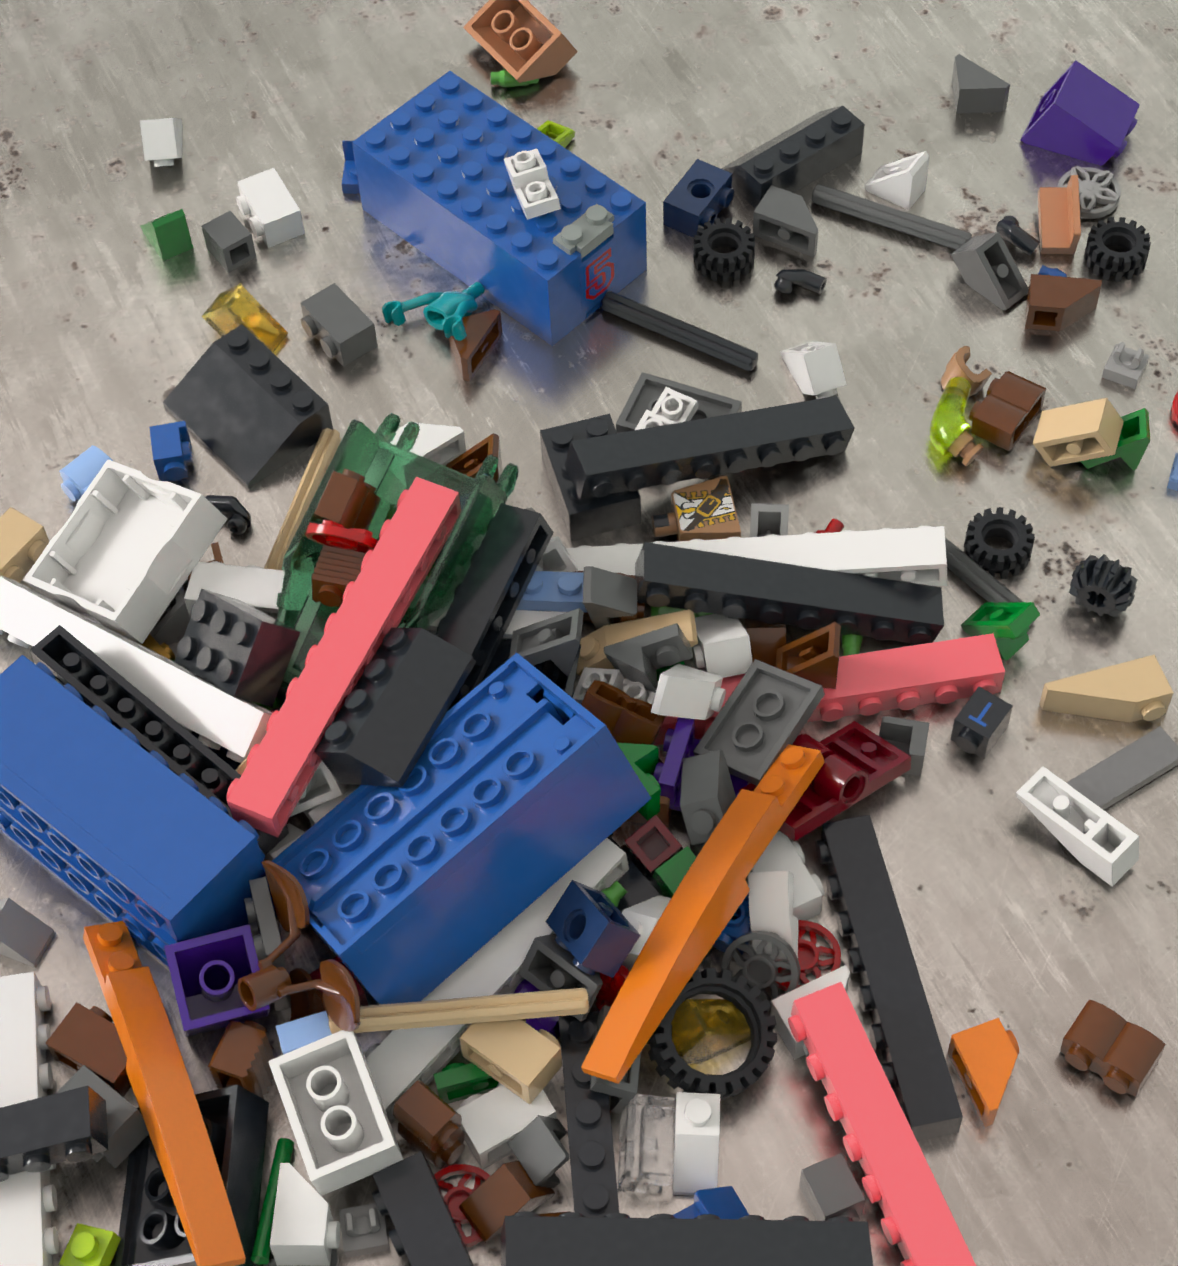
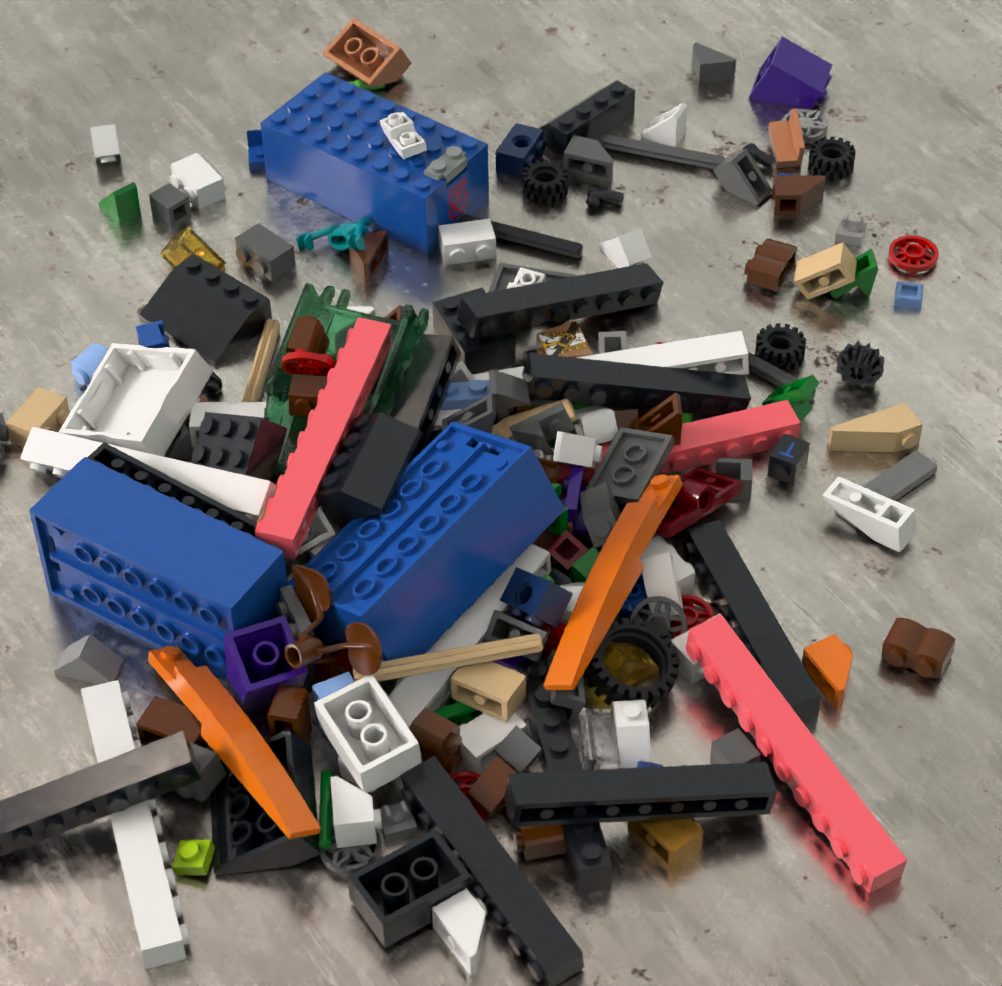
camera: 10 degrees left, 10 degrees down
(605, 334) = (467, 242): none -> white brick
(948, 423) = (730, 276): piece -> none

